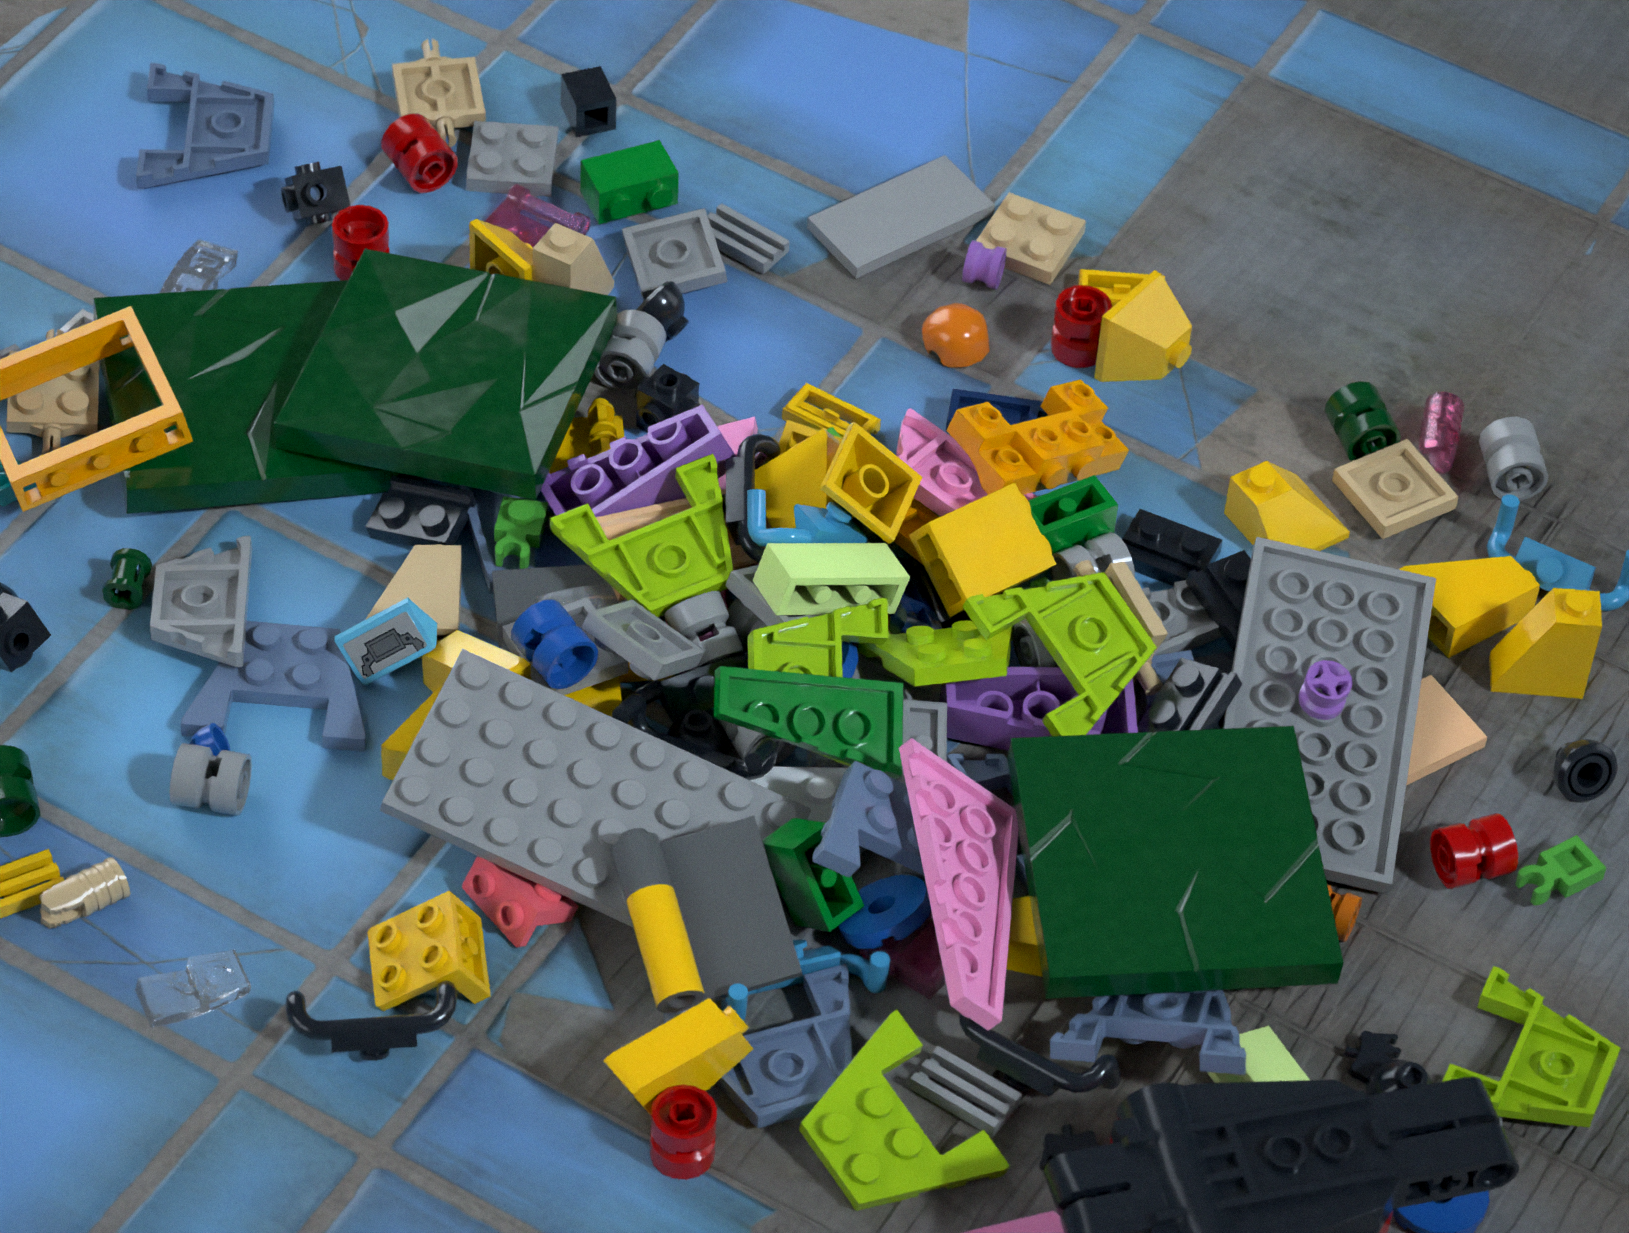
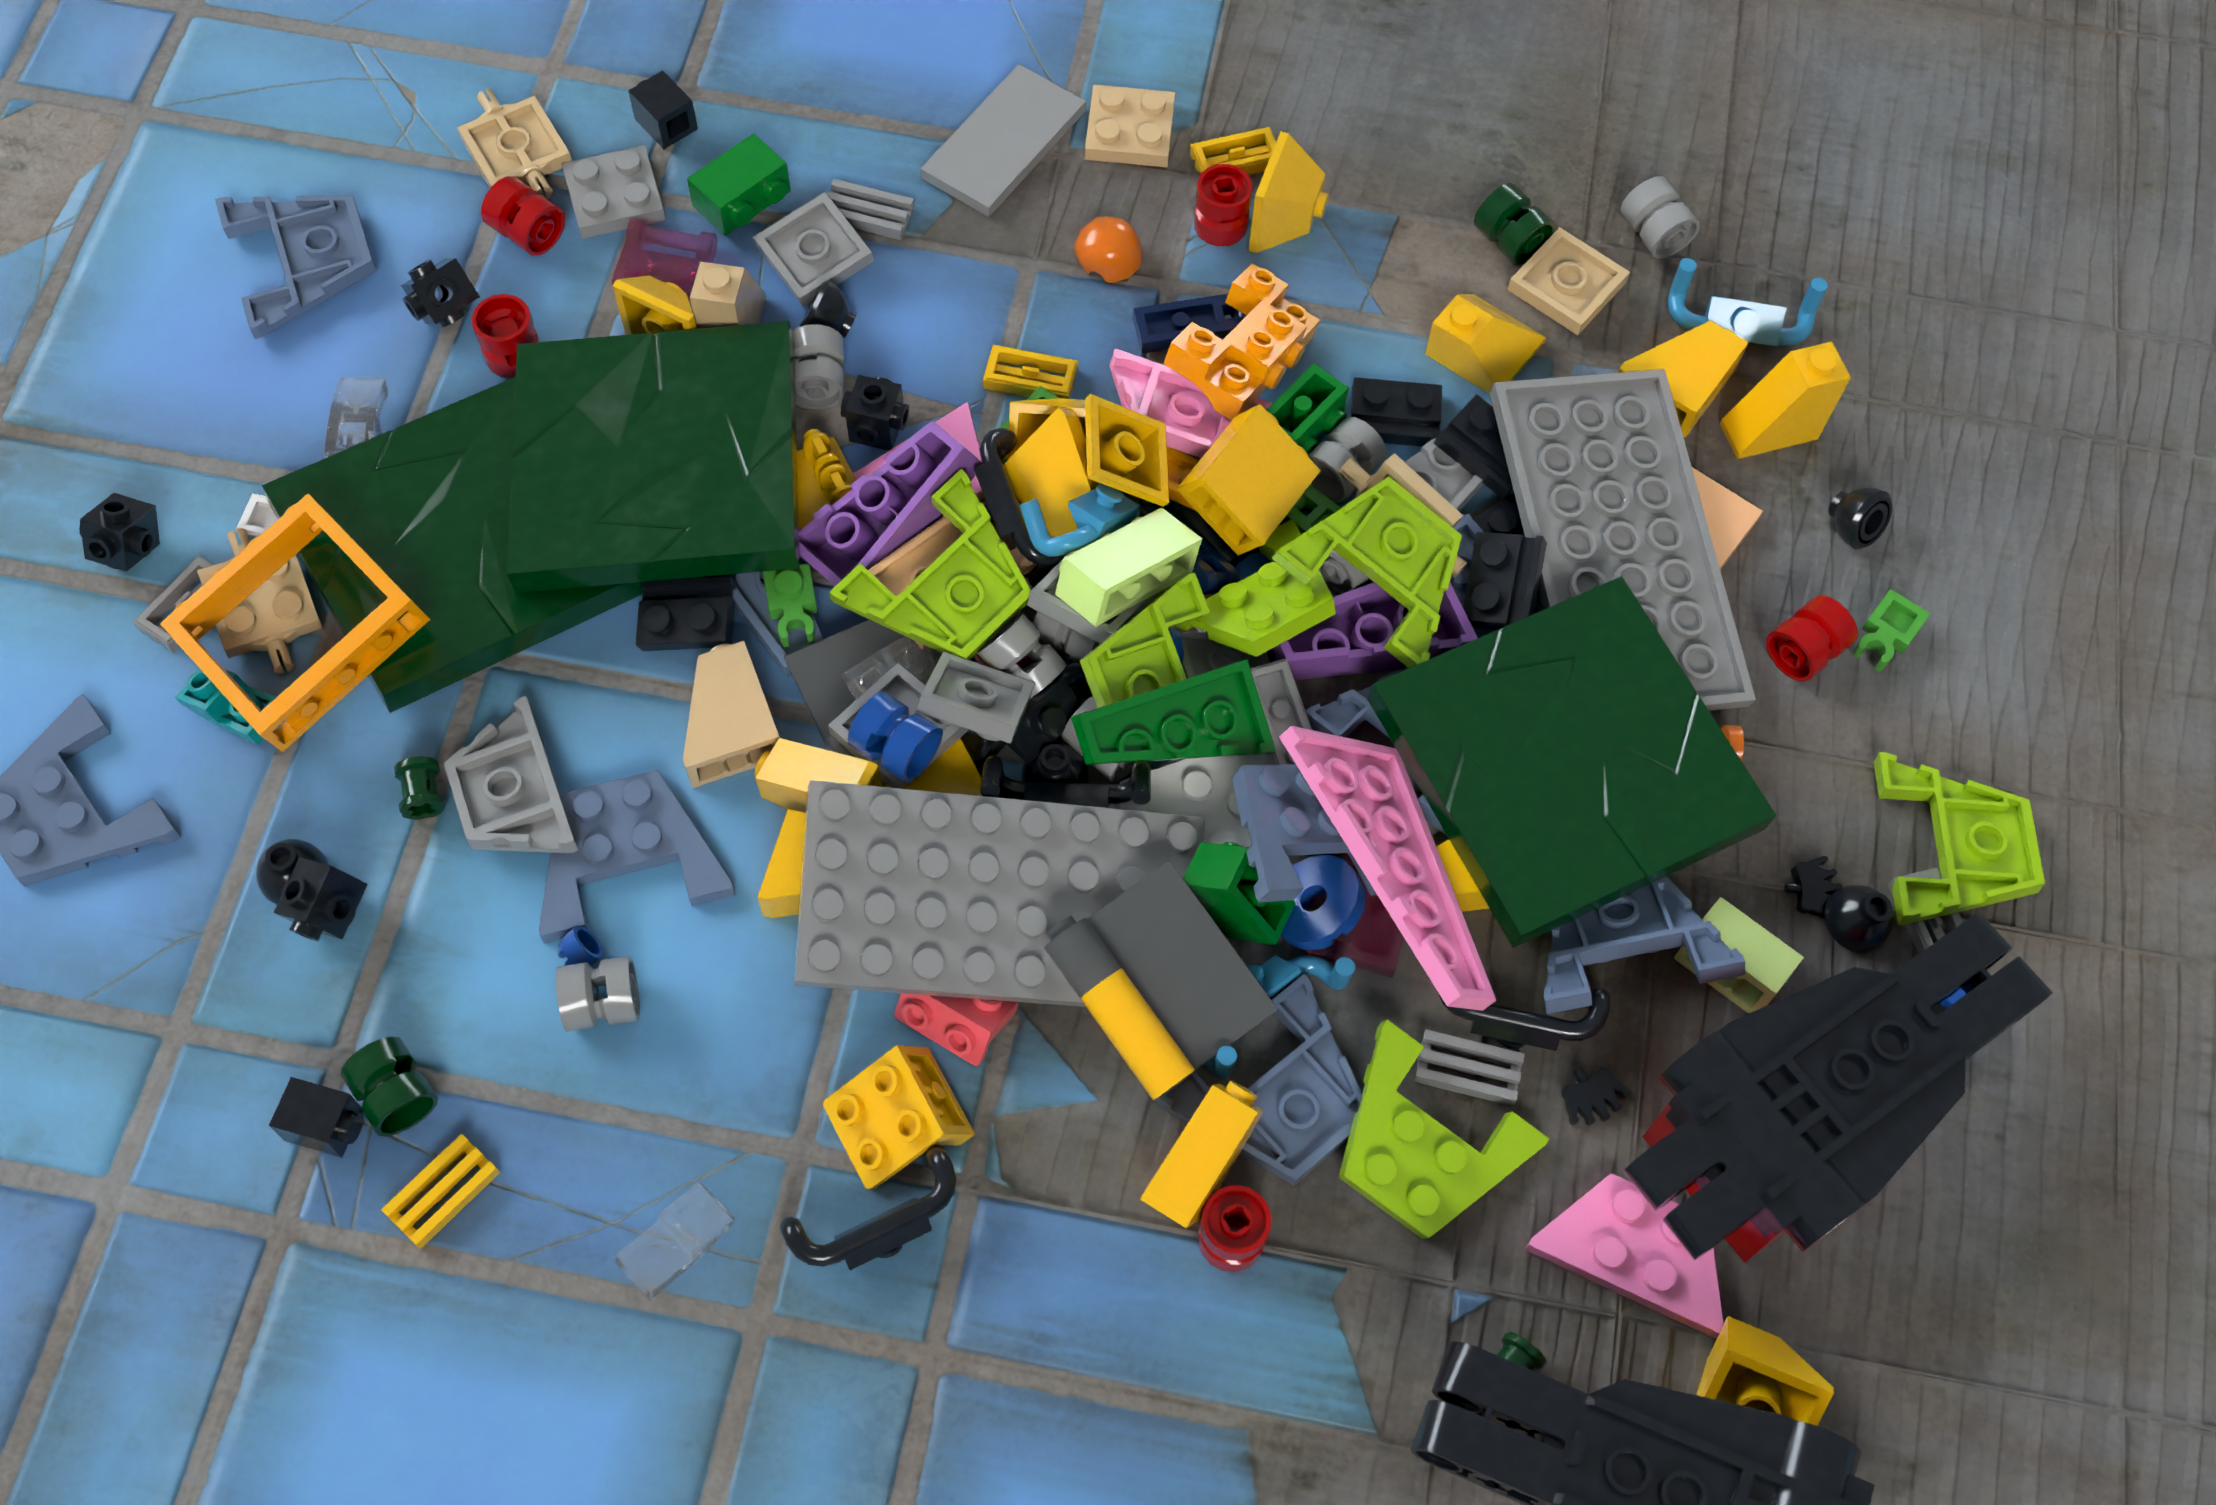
camera: 20 degrees left, 15 degrees up
(84, 893) = (520, 1173): tan hinge -> none
(387, 640) = (716, 774): slope -> none
(984, 264) = (1105, 167): medium lavender wheel -> none
(1333, 681) = (1627, 511): medium lavender wheel -> none
(1441, 429) = (1581, 206): clear pink hinge -> none

